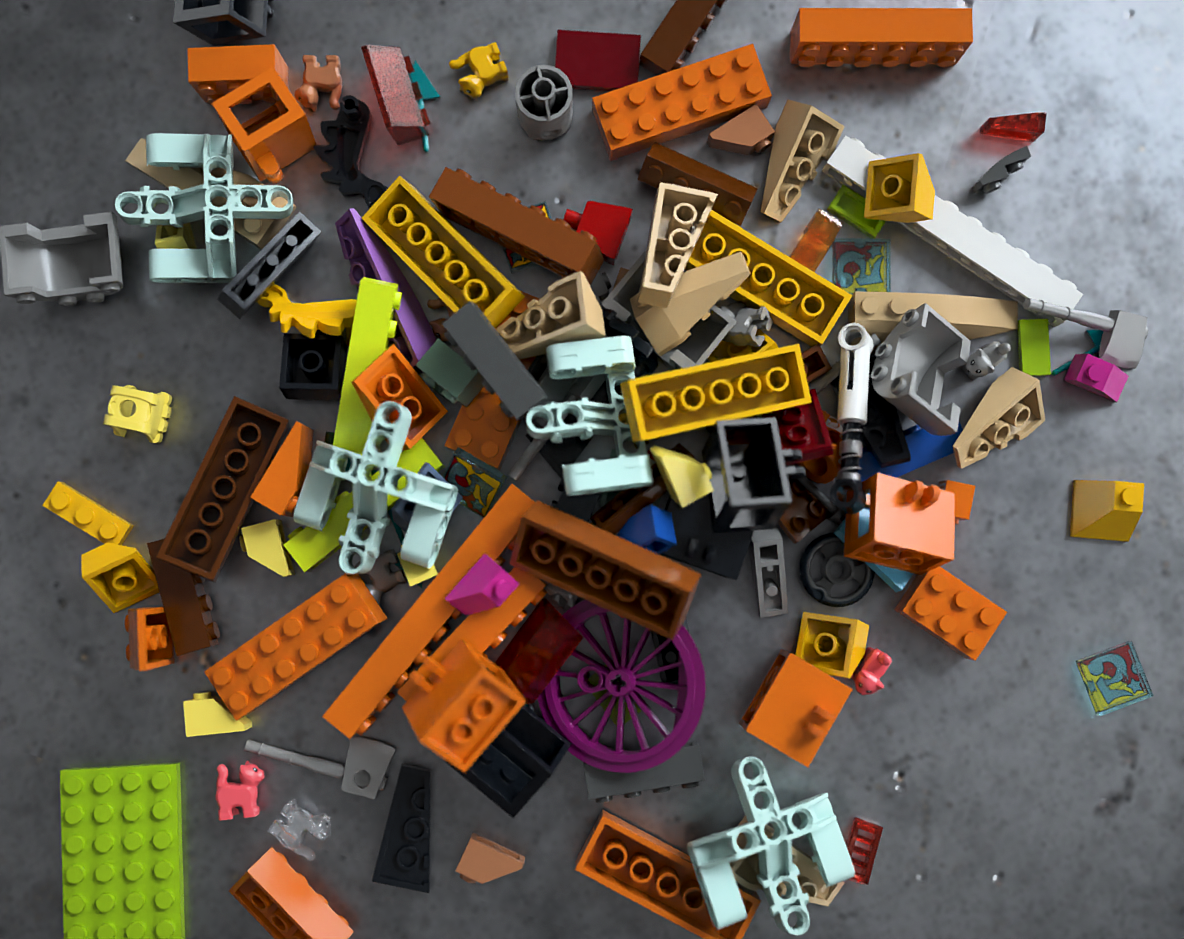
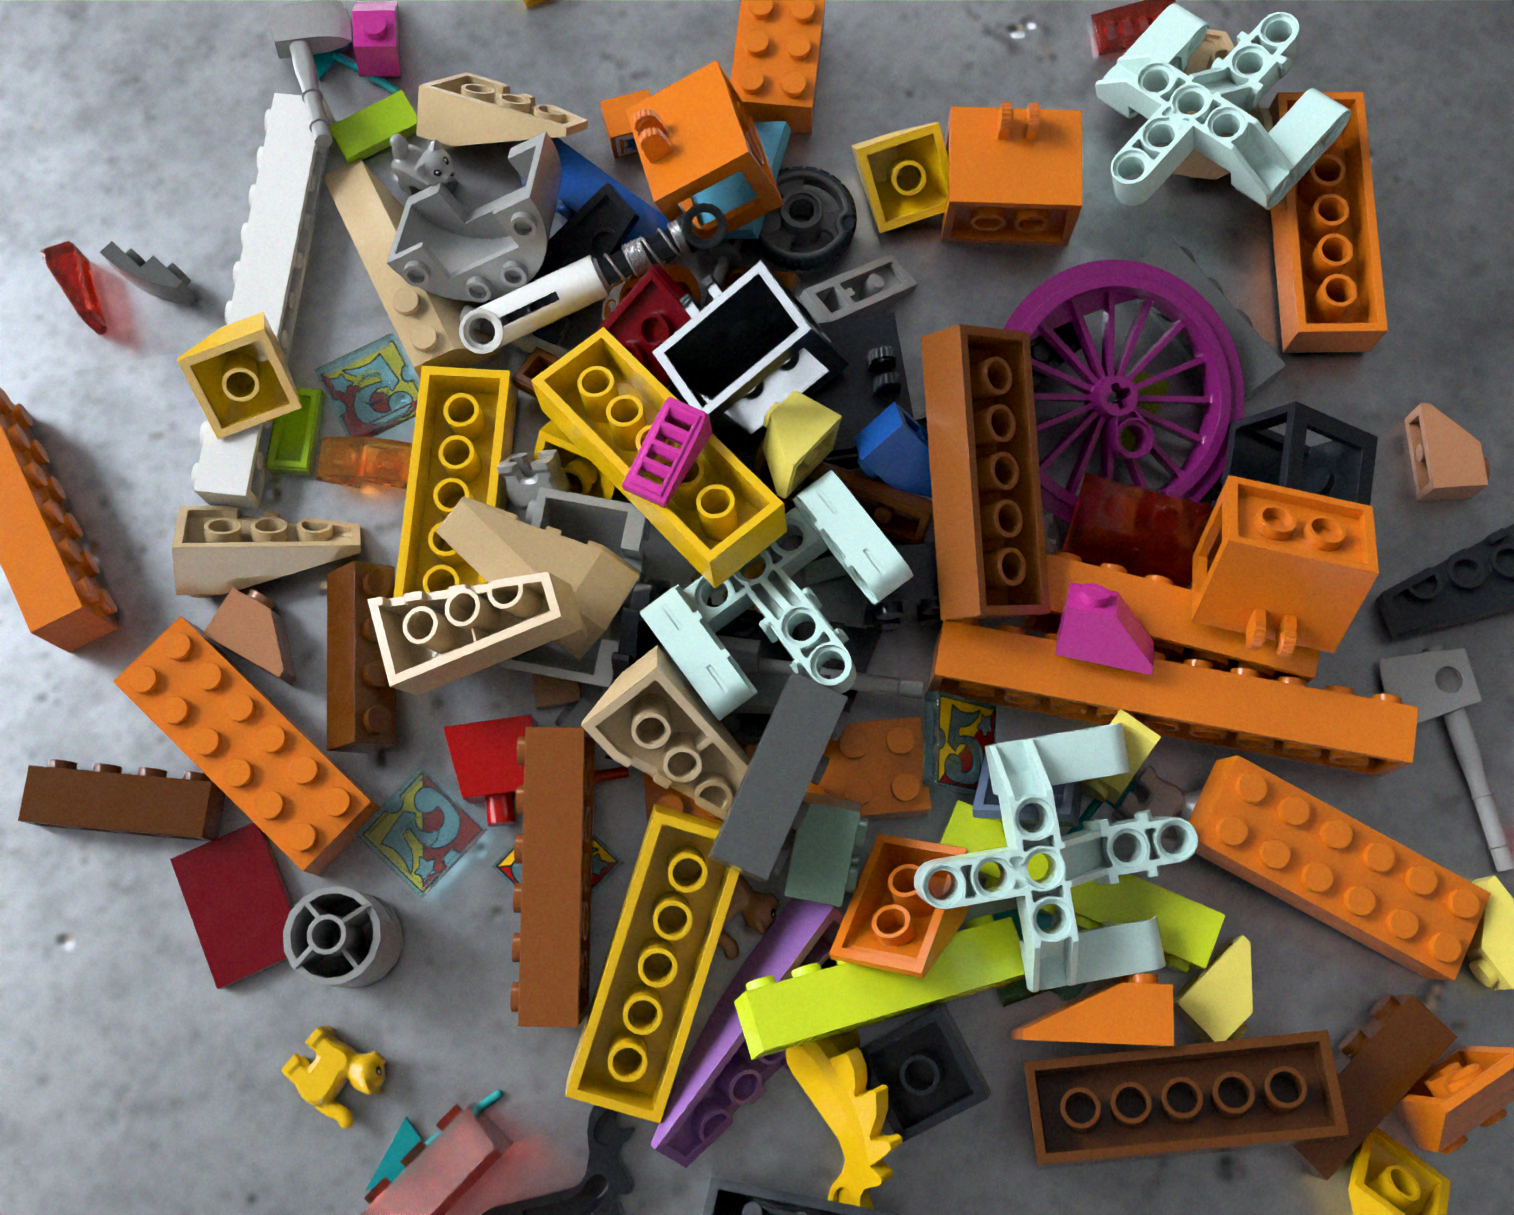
camera: 110 degrees left, 10 degrees down
(585, 173) = (421, 832): none -> clear light blue tile
(720, 392) = (679, 424): none -> dark pink slope
(870, 671) = (902, 111): coral animal -> none

